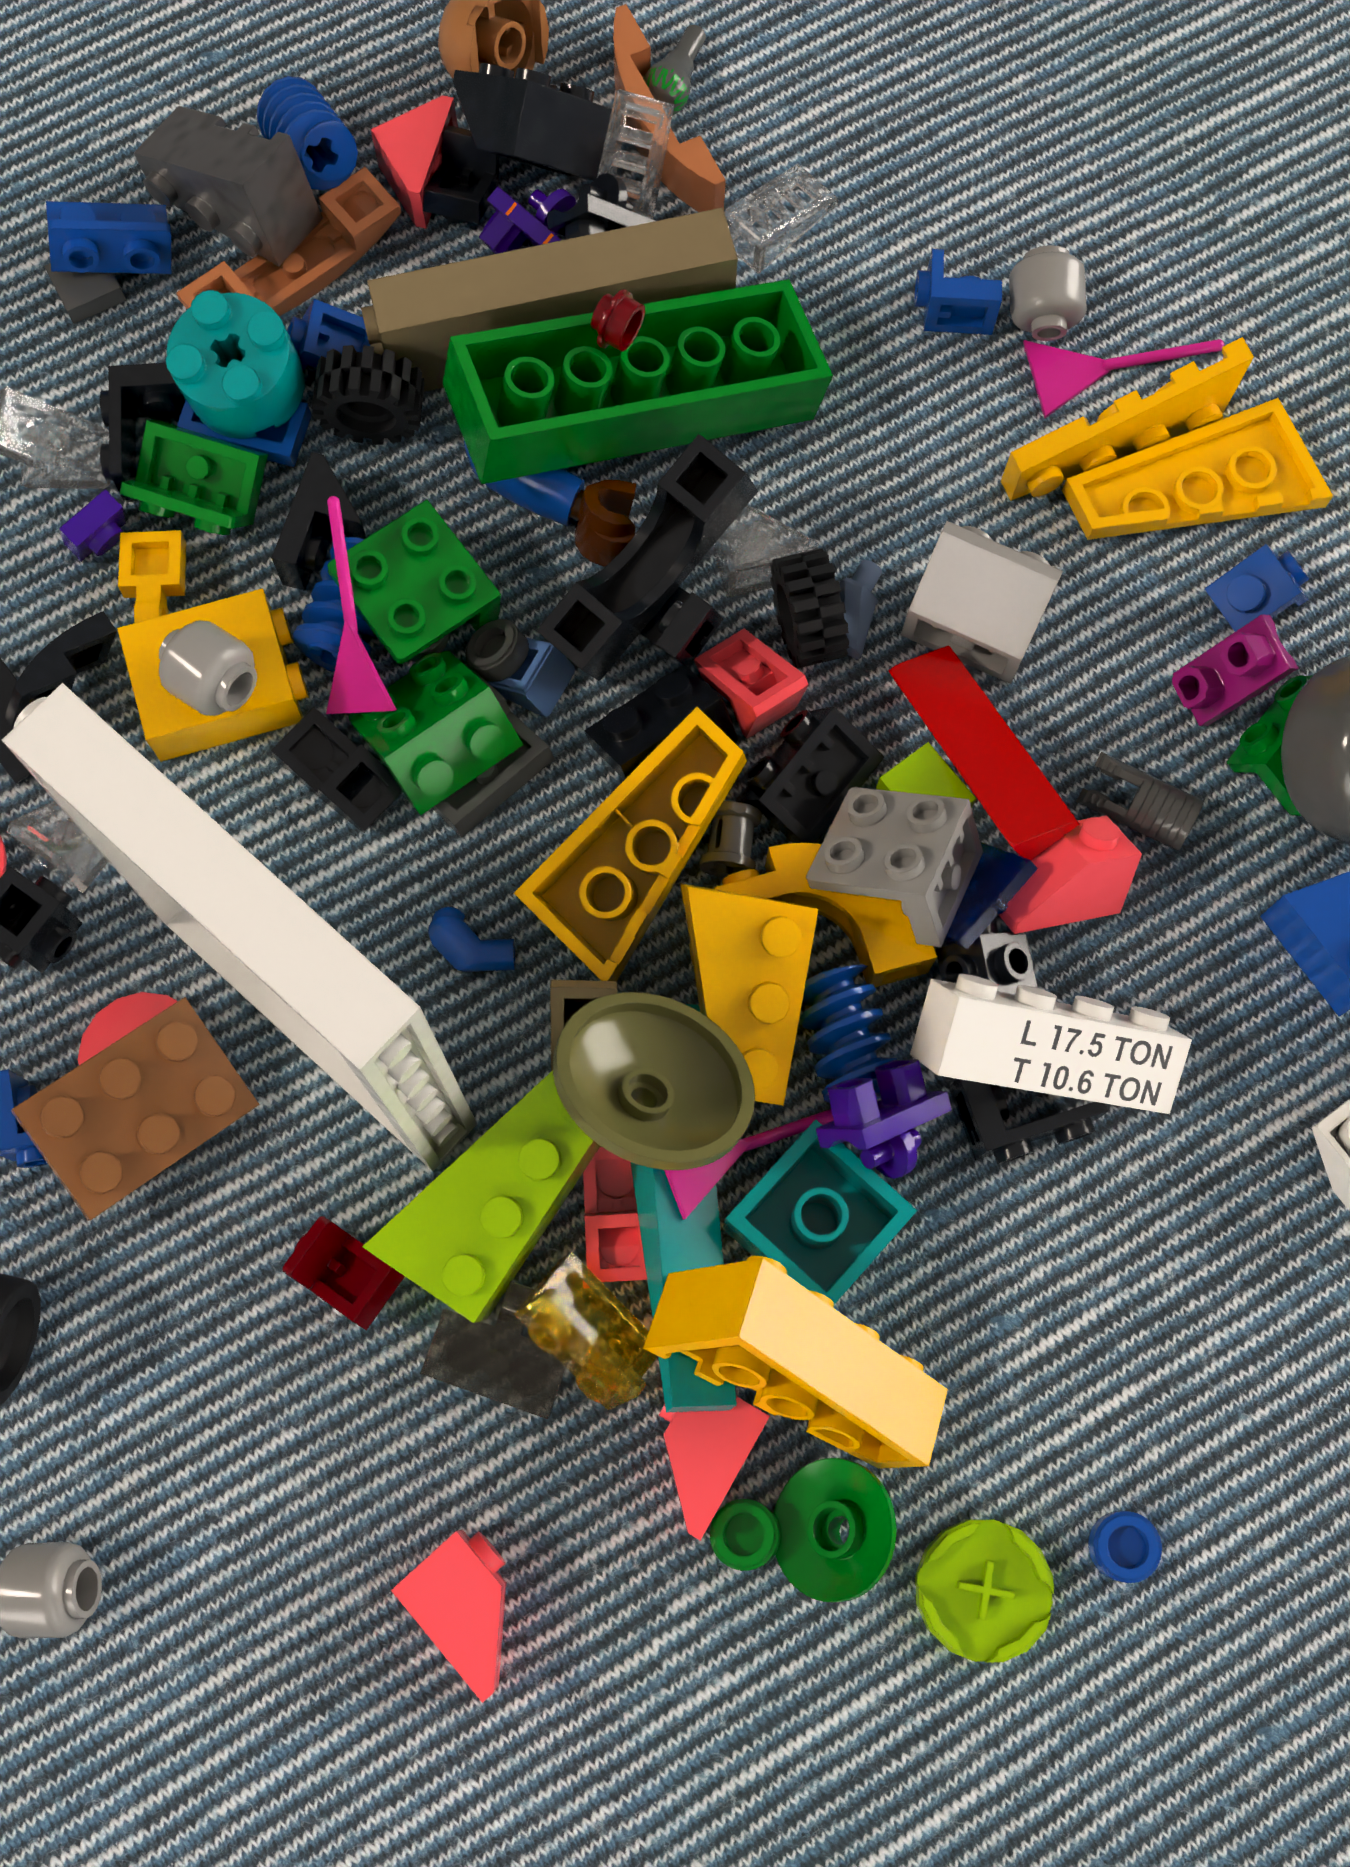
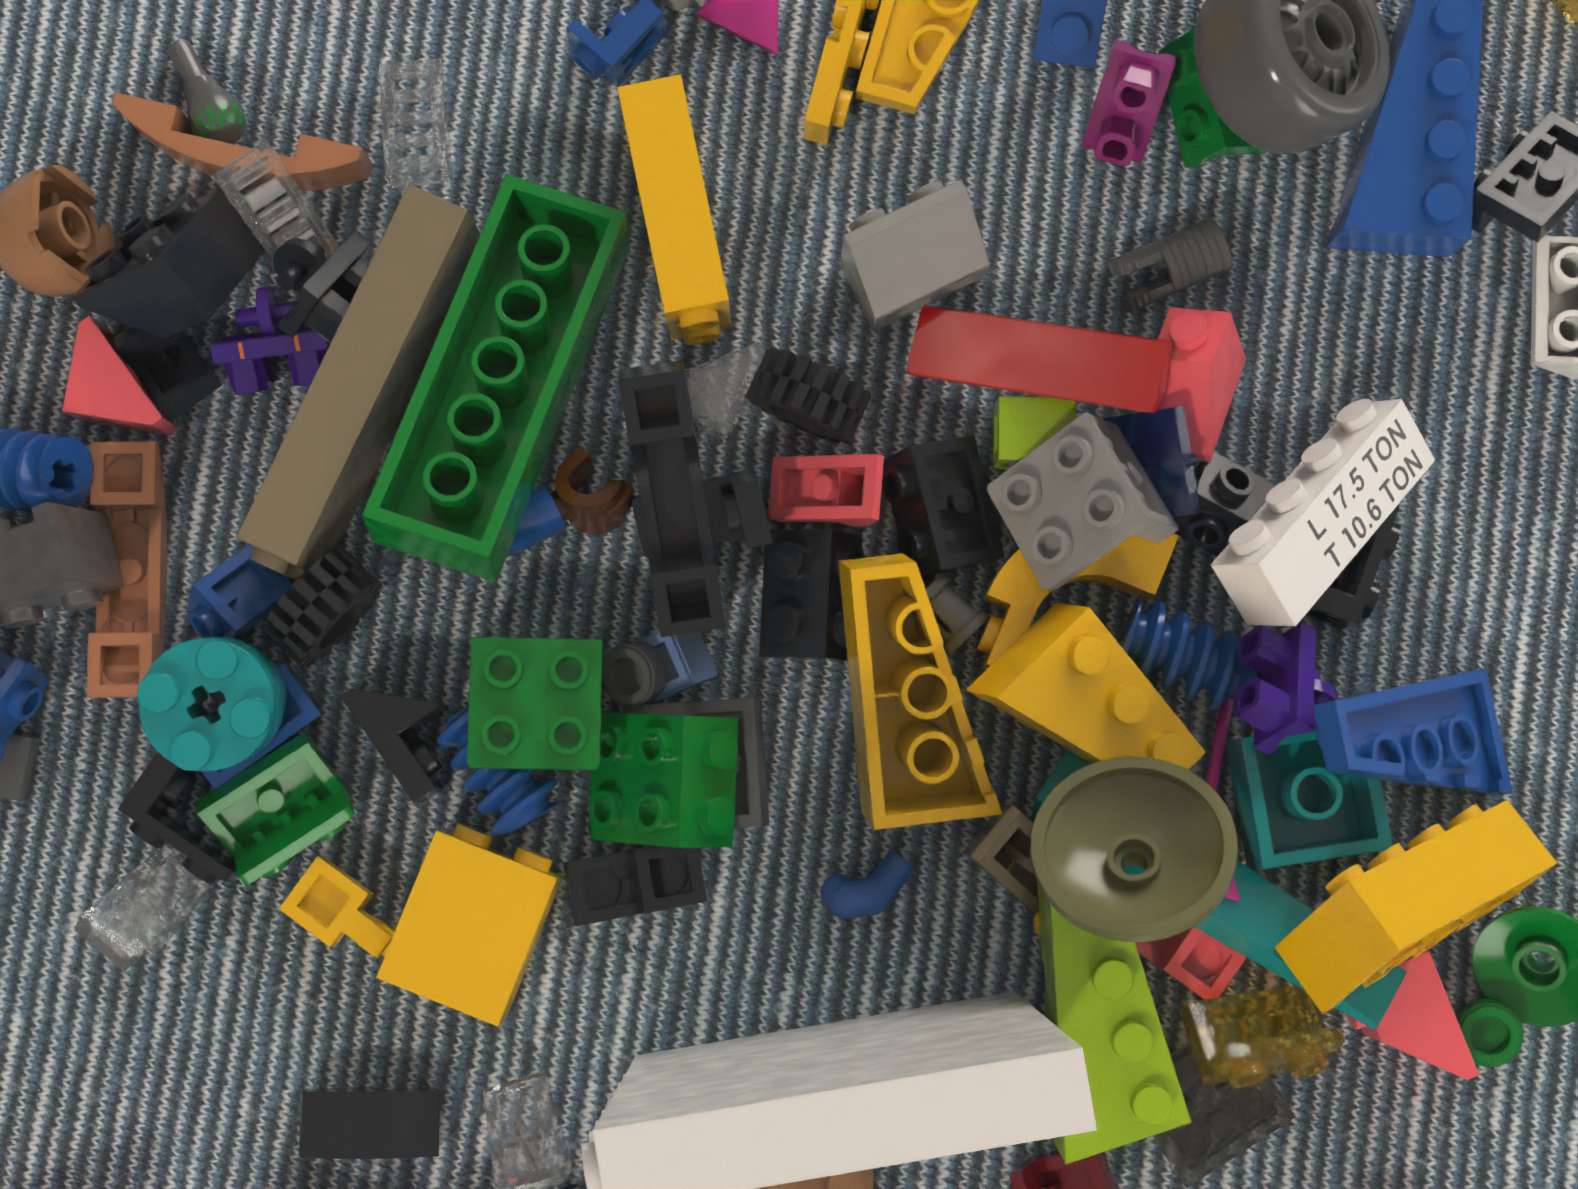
camera: 50 degrees left, 10 degrees up
(61, 660) = (375, 1061): black slope -> none
(94, 527) = (257, 926): dark purple plate -> none
(207, 668) = (486, 935): light grey head -> none
(355, 680) = (577, 814): dark pink piece -> none
(617, 320) = (454, 361): dark red plate -> none
(859, 604) = (823, 345): sand blue bar -> none
(865, 413) = (676, 209): none -> yellow window
(939, 1262) = (1419, 735): none -> blue wing

